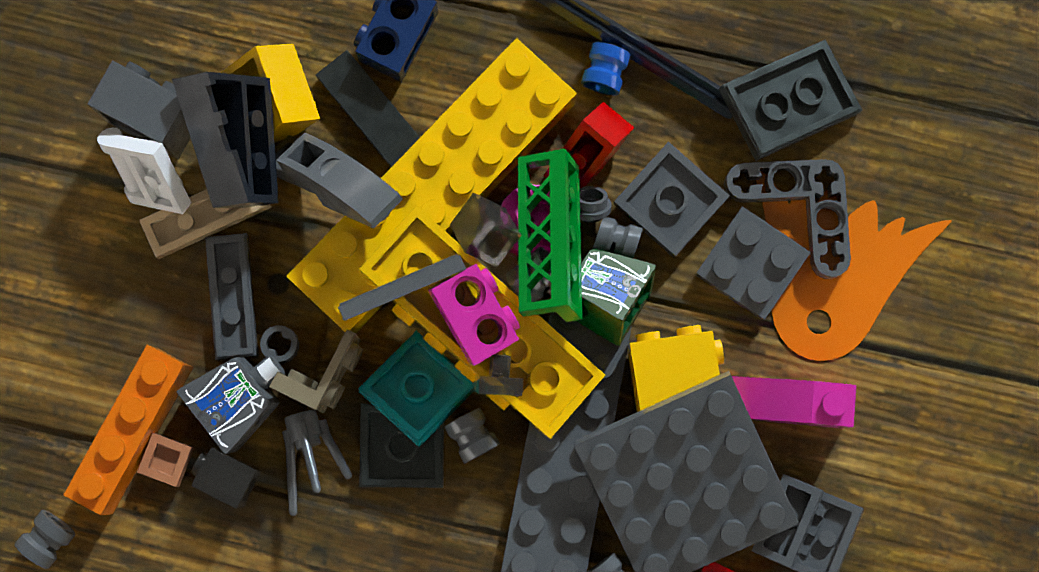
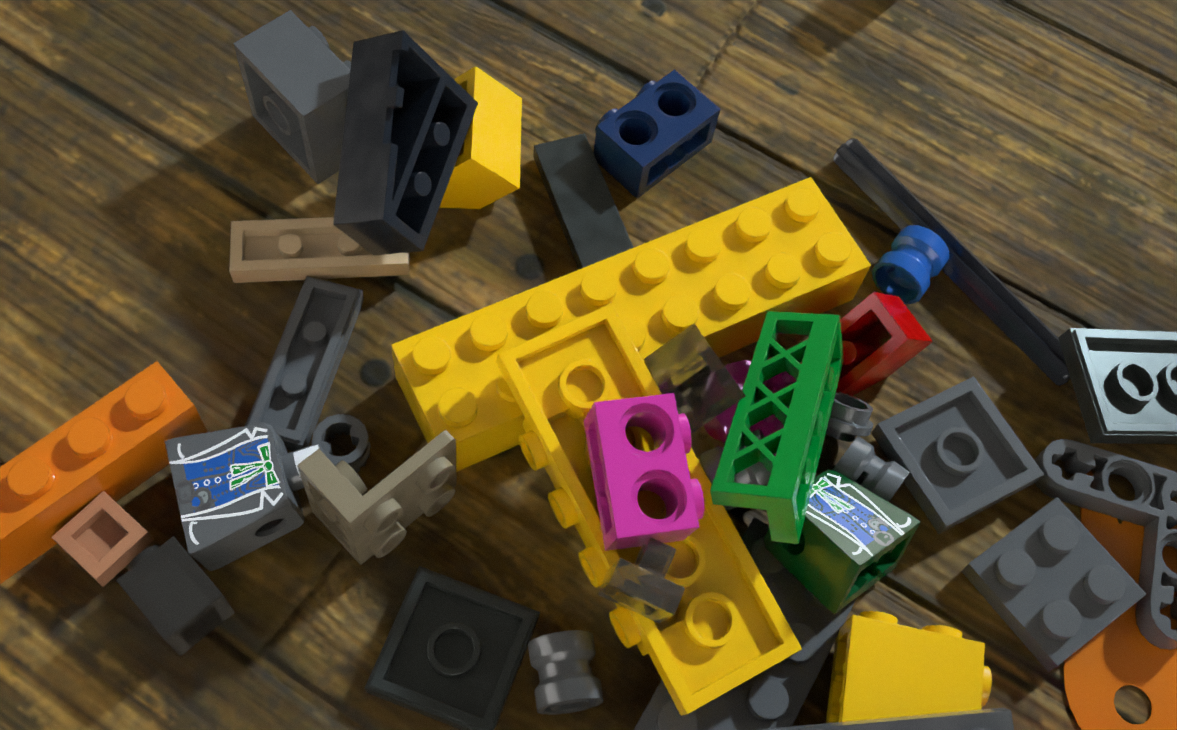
camera: 15 degrees right, 20 degrees down
(145, 171) = (268, 157): white plate -> none
(304, 433) = (315, 579): dark grey plant -> none
(335, 179) = (514, 244): dark grey slope -> none
(401, 287) = (542, 389): dark grey tile -> none
(417, 389) = (510, 575): teal tile -> none

